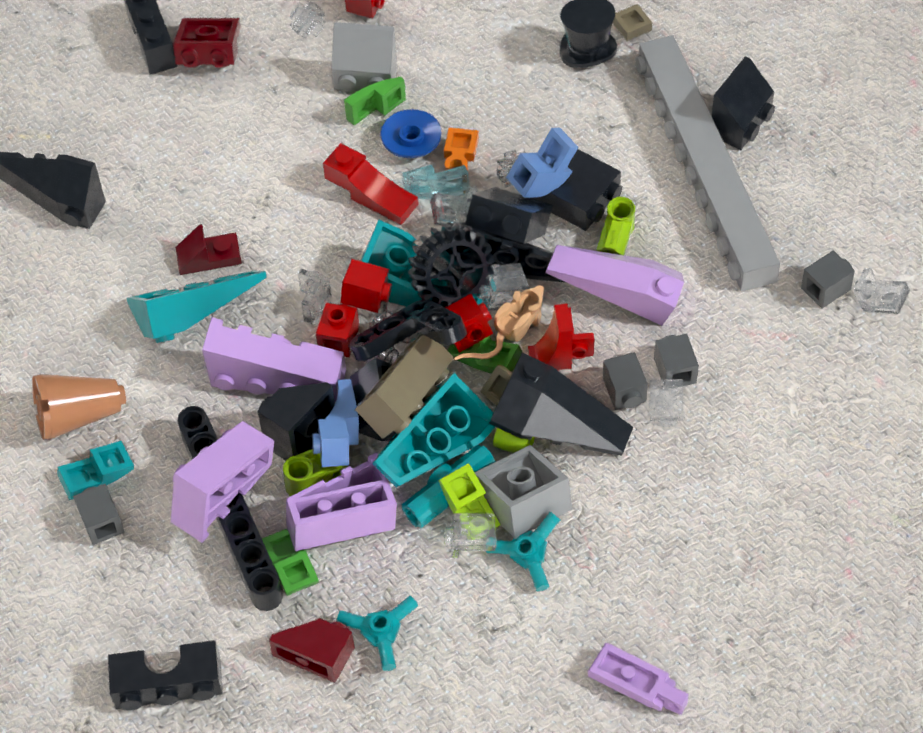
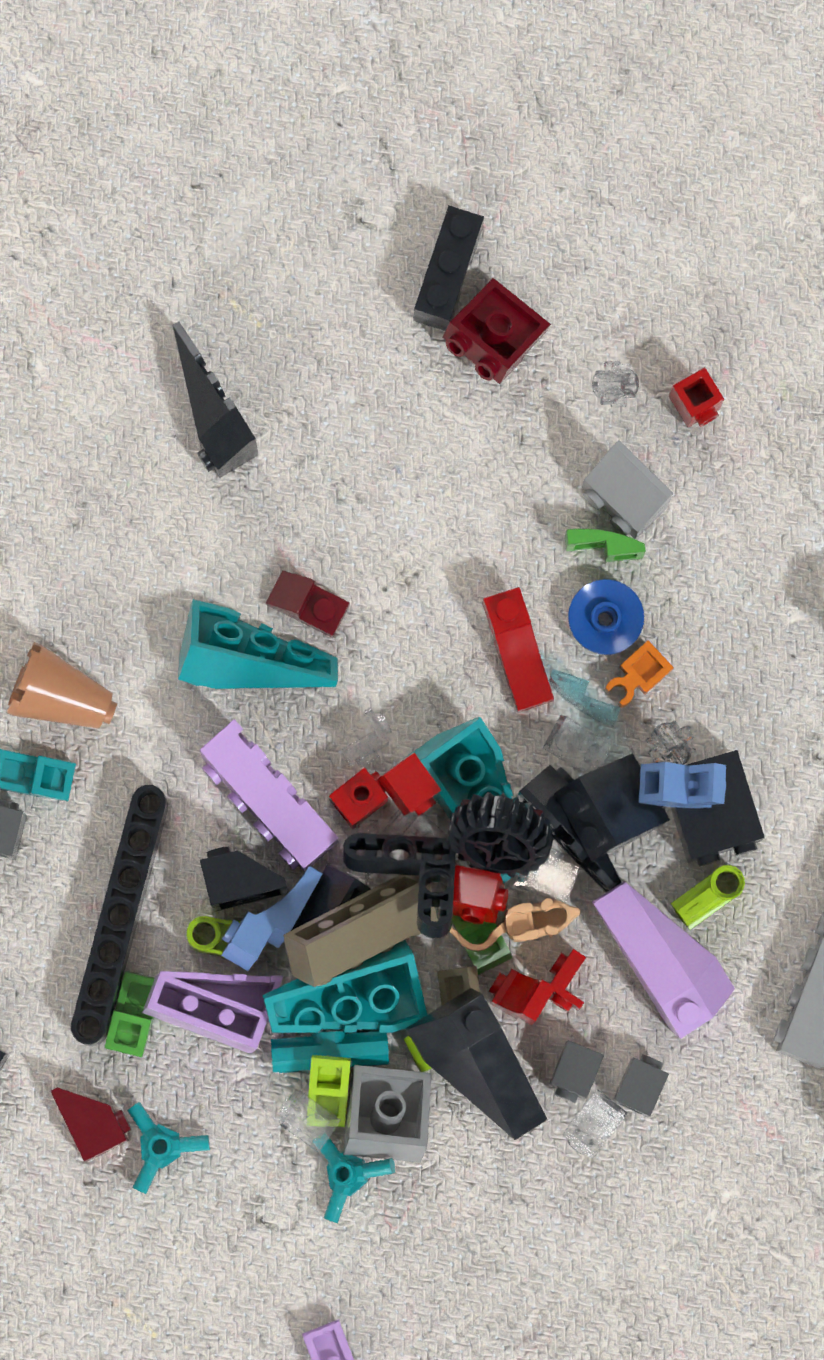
camera: 30 degrees right, 25 degrees up
(216, 476) = (121, 898): lavender wedge -> none

